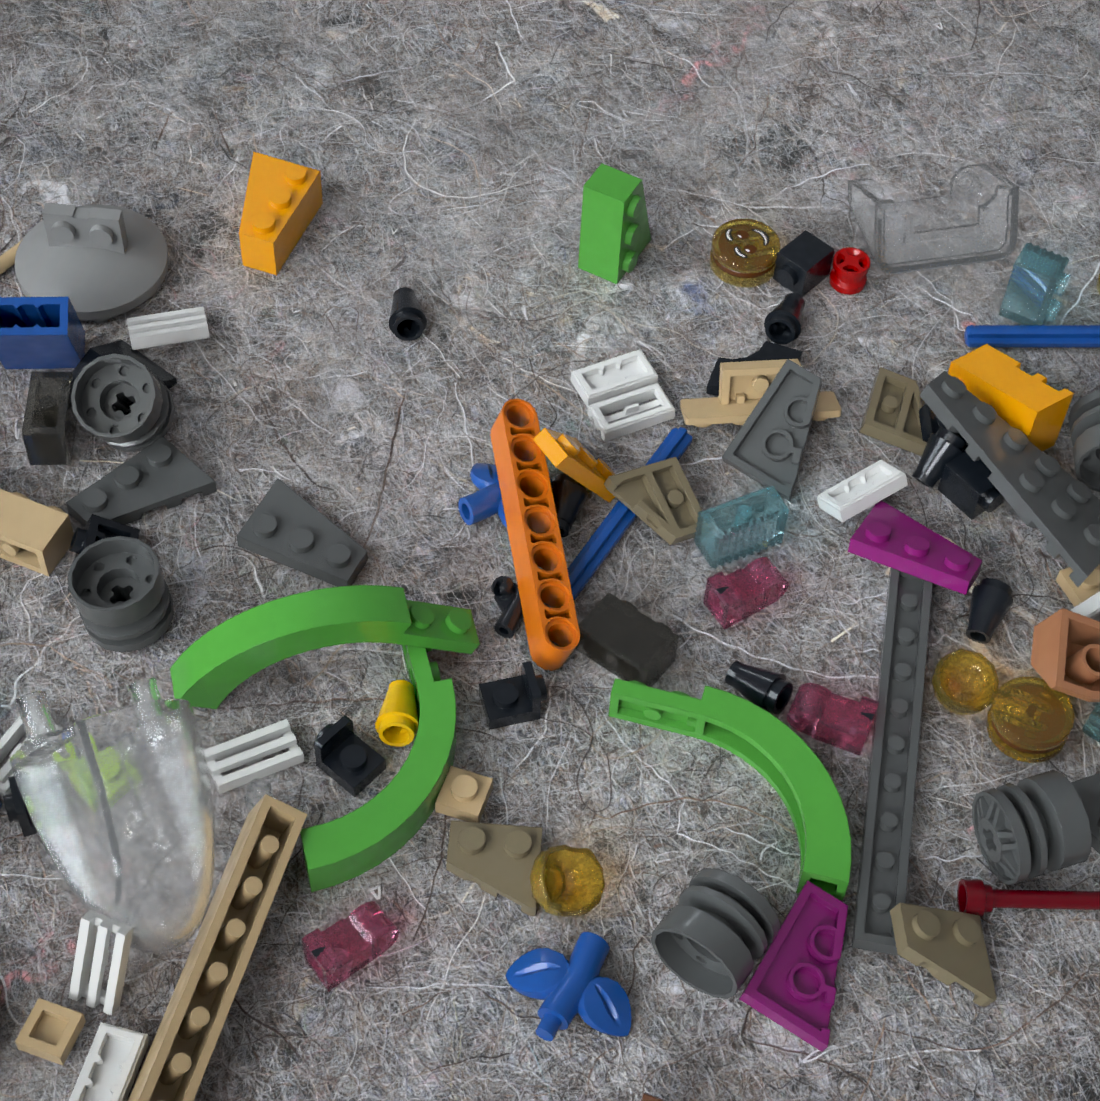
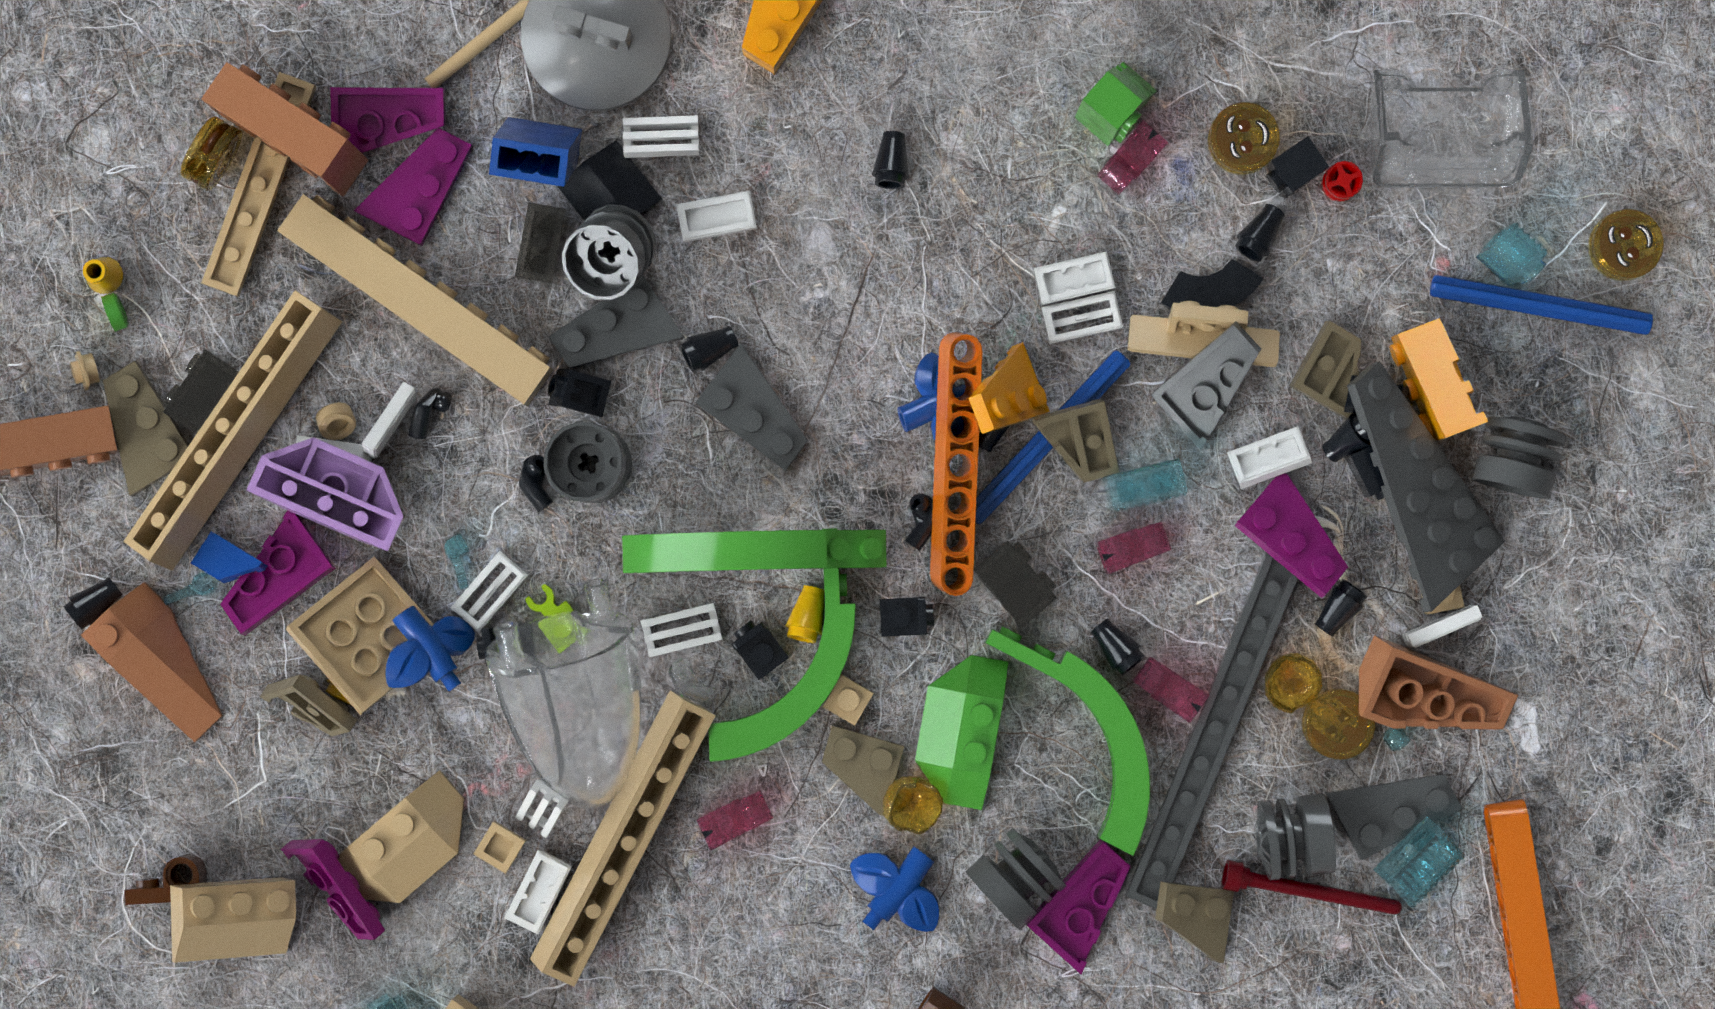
camera: 15 degrees right, 35 degrees up
(59, 637) = (531, 482): none -> black arm
(235, 384) = (716, 216): none -> white tile
(241, 487) = (706, 348): none -> black cone
(607, 803) = (962, 729): none -> bright green wedge
(645, 277) = (1132, 158): none -> clear pink leg

